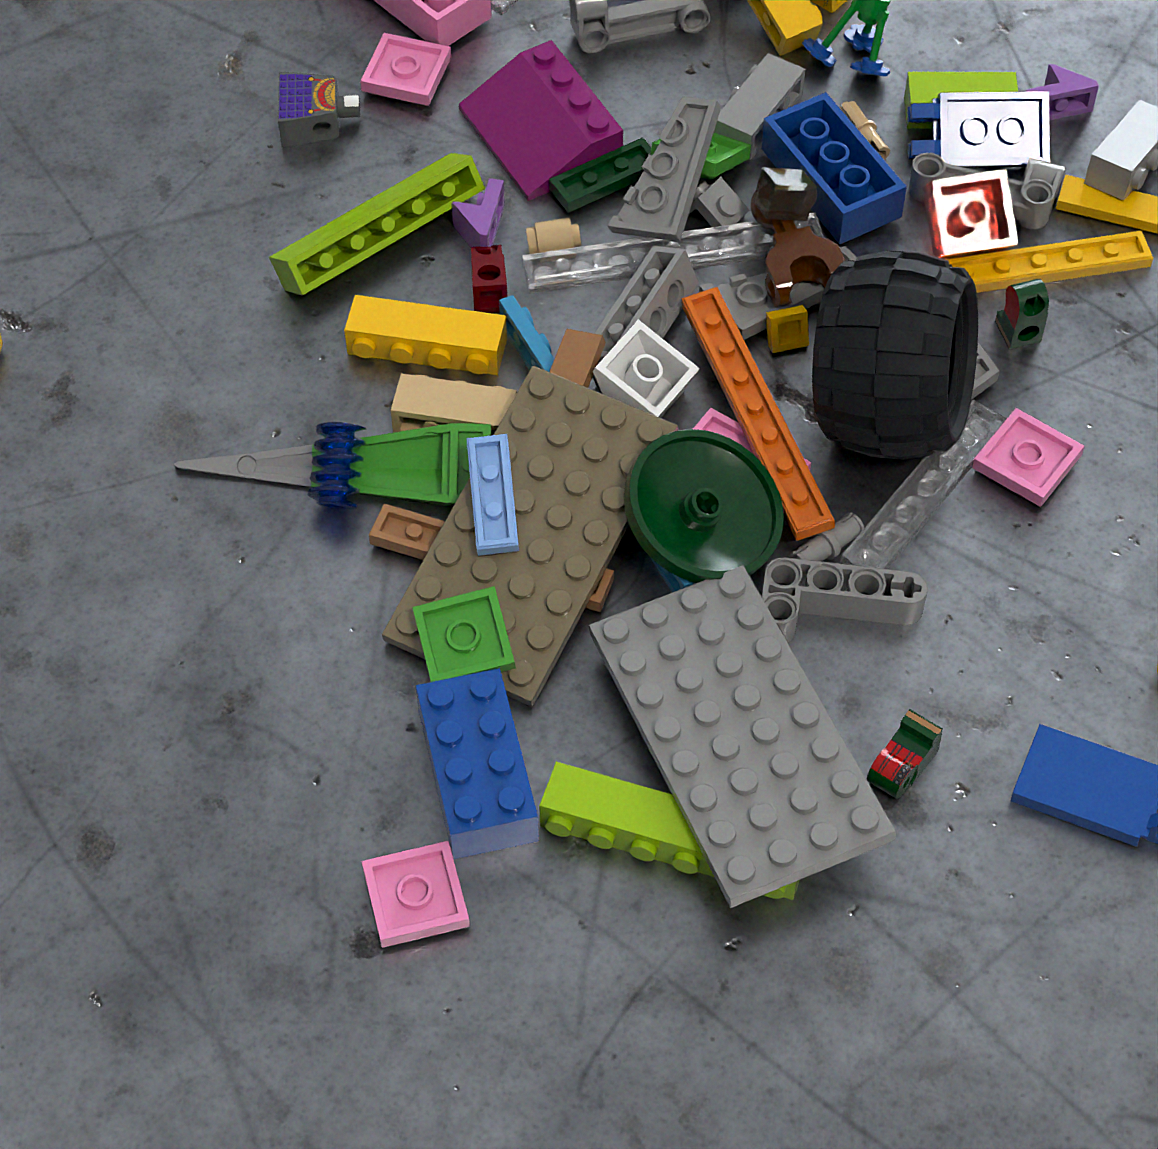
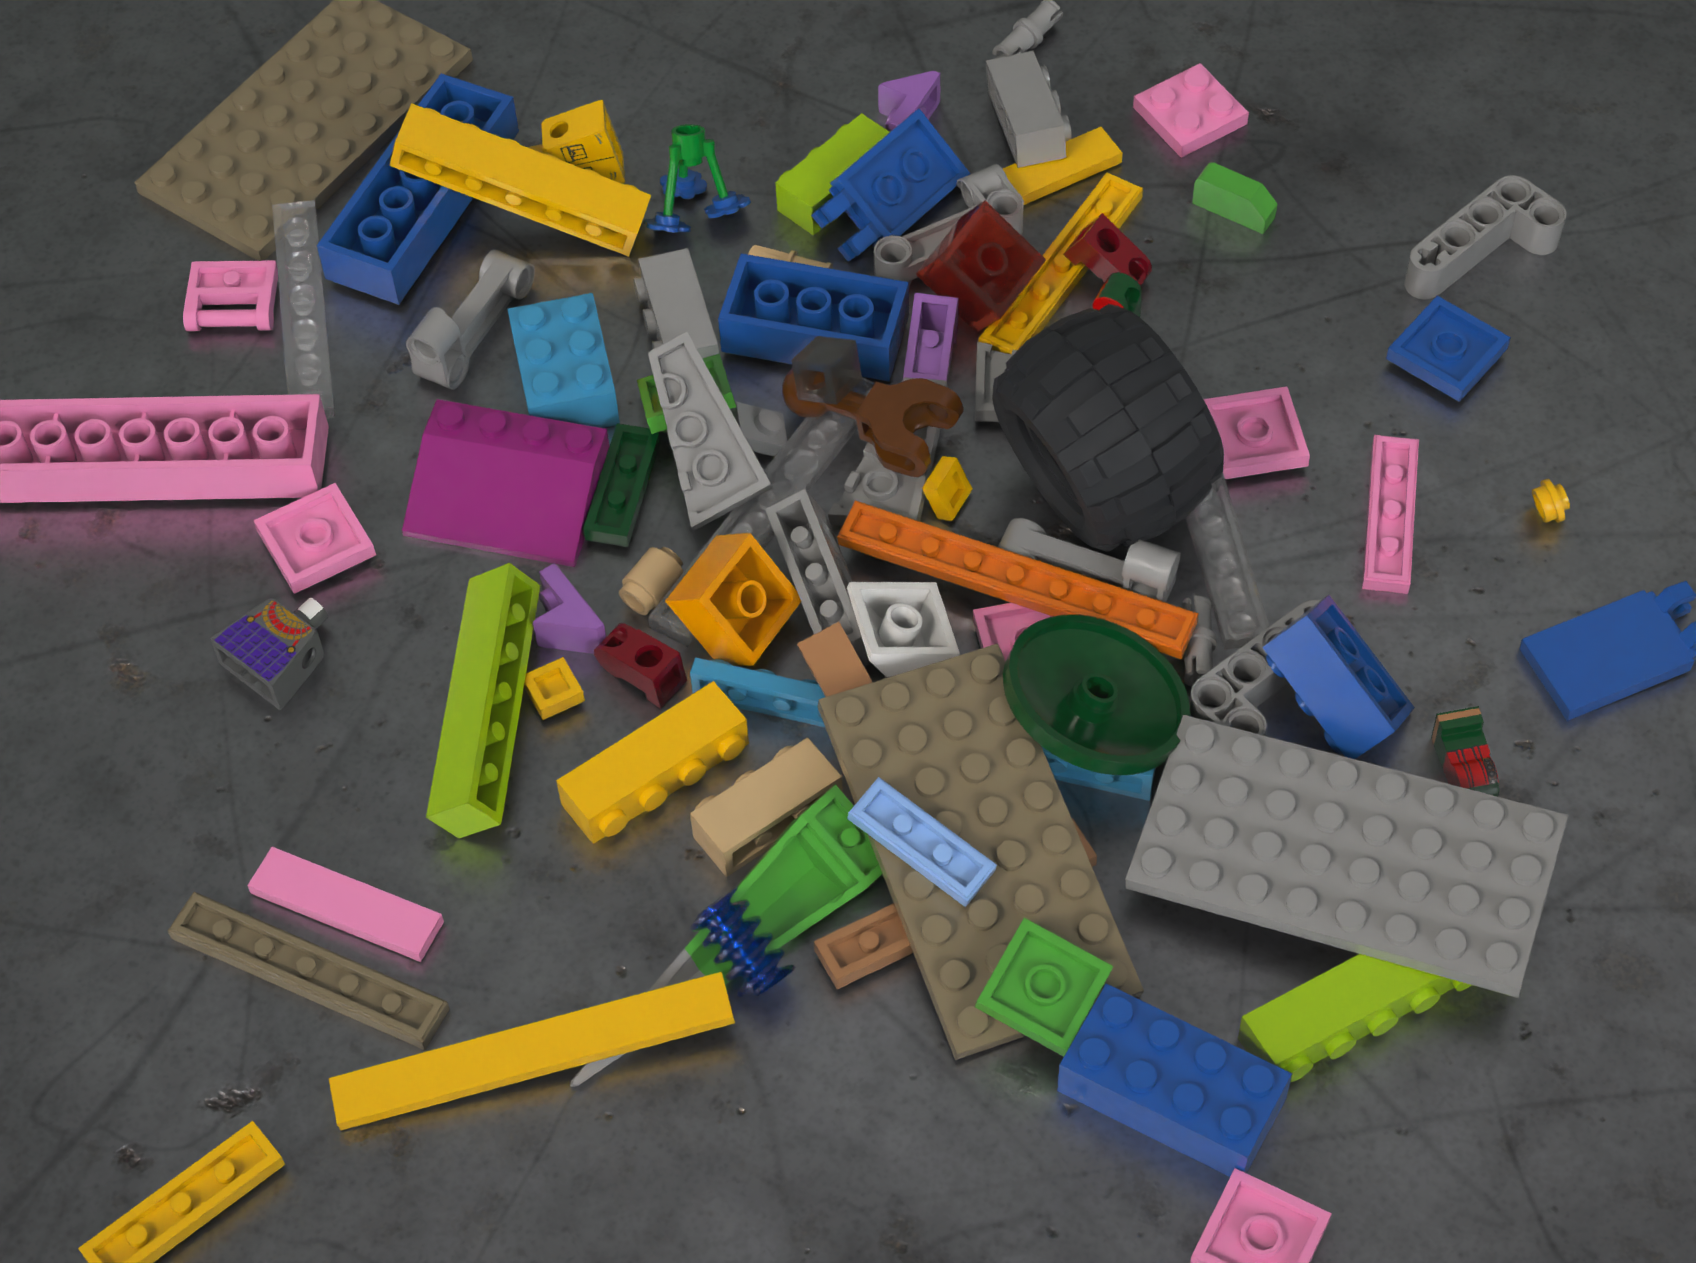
camera: 45 degrees left, 0 degrees up
(126, 290) = (309, 970): none -> dark tan tile
(176, 427) = (530, 1051): none -> yellow tile
(184, 272) = (346, 904): none -> bright pink tile
(426, 251) = (553, 688): none -> yellow plate
(571, 280) = (734, 599): none -> light orange brick
(652, 79) = (564, 361): none -> dark azure brick
(830, 459) = (1146, 569): none -> light grey piece
(875, 632) = (1338, 679): none -> blue slope
(893, 230) = (931, 337): none -> medium lavender slope
(1057, 580) = (1390, 514): none -> bright pink tile
(1068, 278) = (1108, 251): none -> dark red leg

